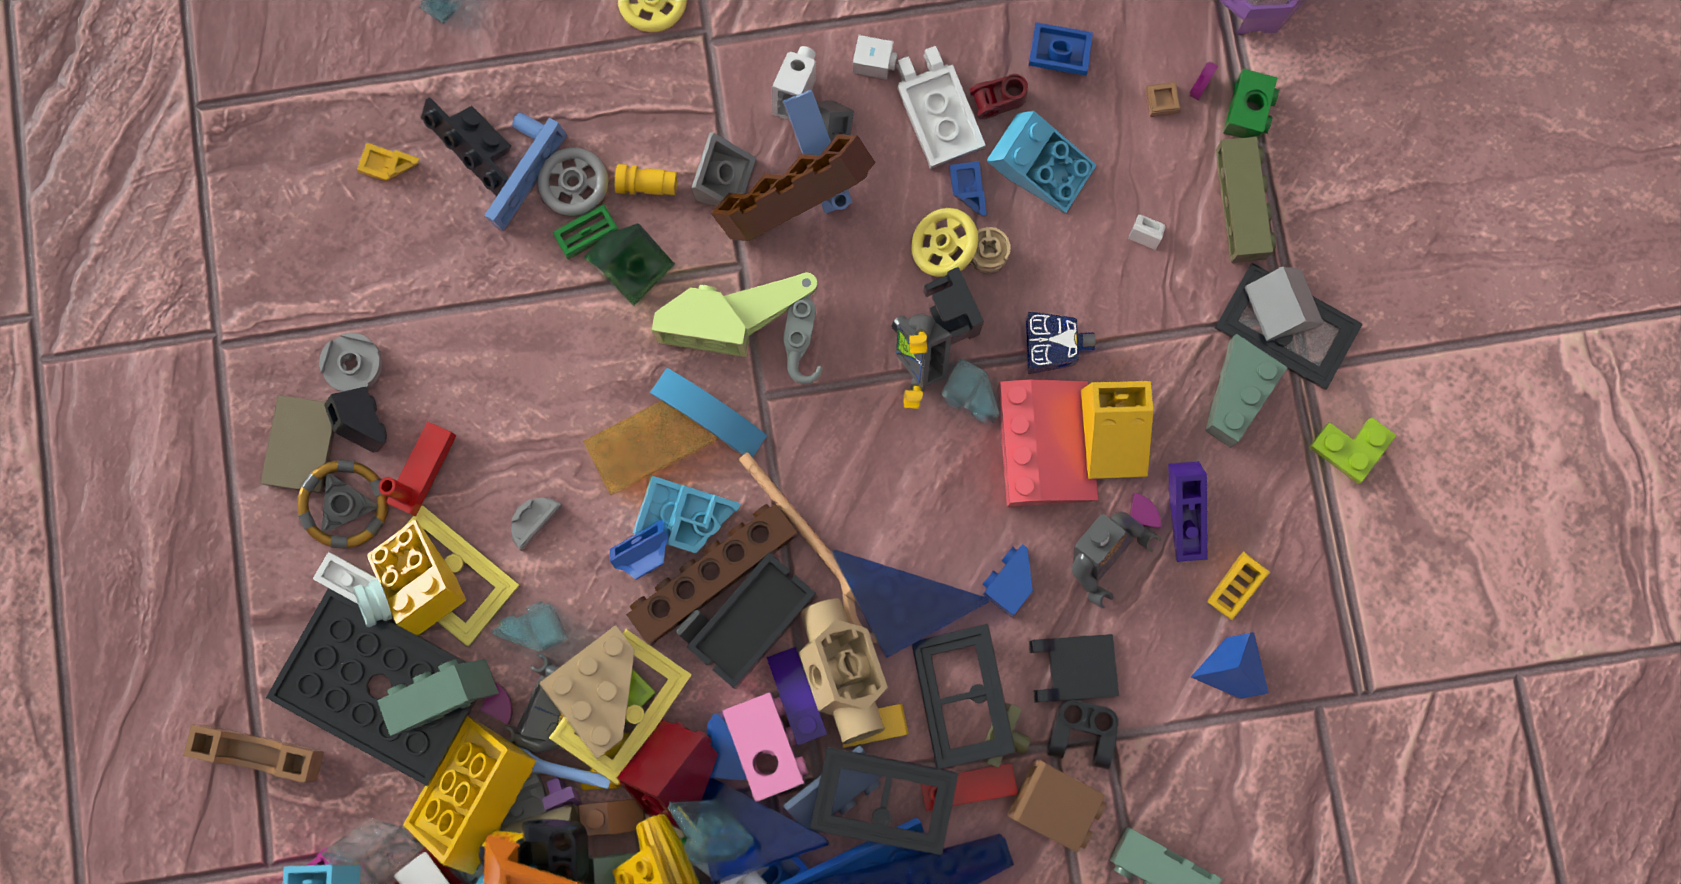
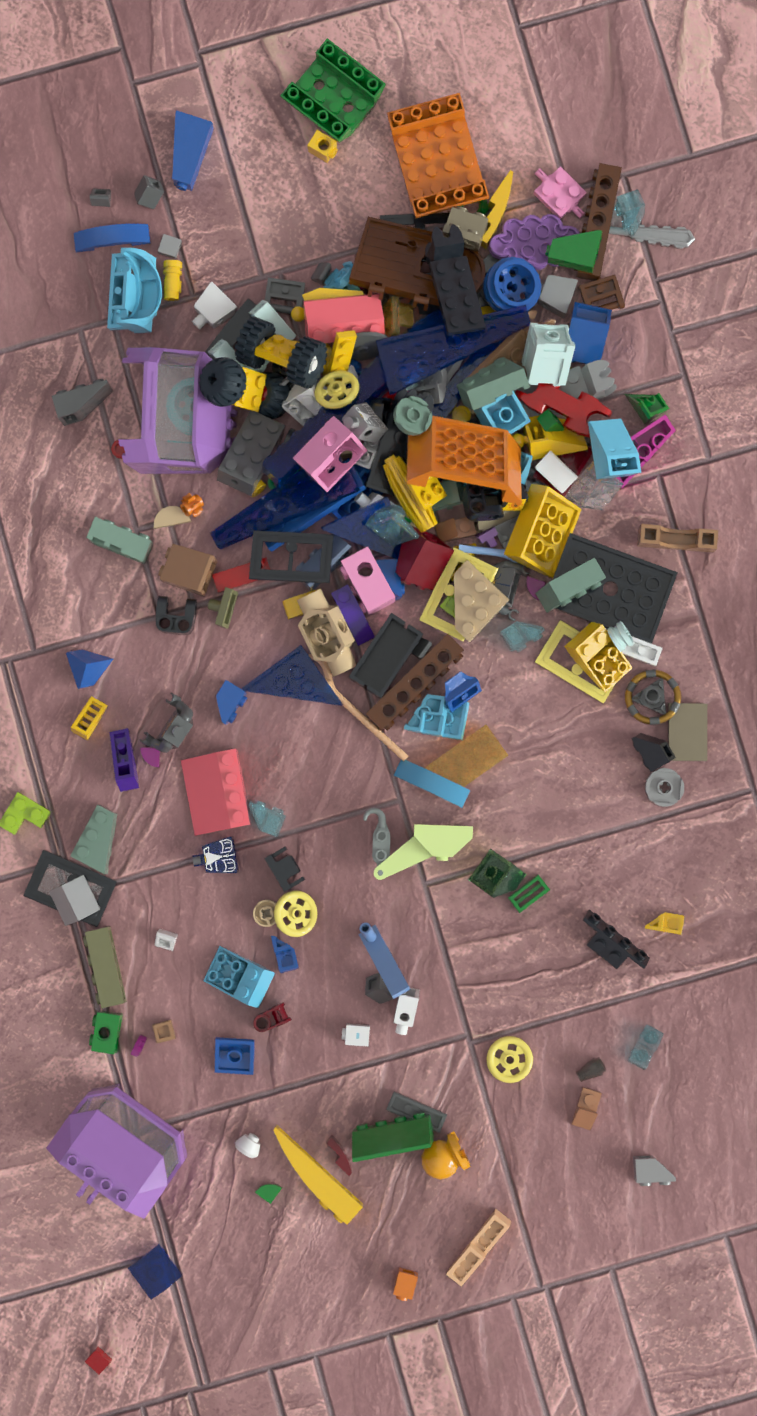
camera: 175 degrees right, 5 degrees up
(419, 471) = (608, 725): red piece -> none
(531, 518) = (534, 703): light grey tile -> none
(546, 142) = (562, 950): medium blue piece -> none
(554, 166) = (525, 927): light grey plate -> none
(645, 180) = (493, 931): yellow axle -> none
(721, 171) = (444, 941): light grey slope -> none
(802, 187) = (390, 932): reddish brown brick -> none
(924, 351) = (300, 838): dark grey torso -> none
(938, 110) = (309, 1004): white tile -> none
(991, 691) = (235, 632): black door -> none
(1079, 667) = (182, 654): black flag -> none
(1117, 428) = (173, 804): yellow slope -> none

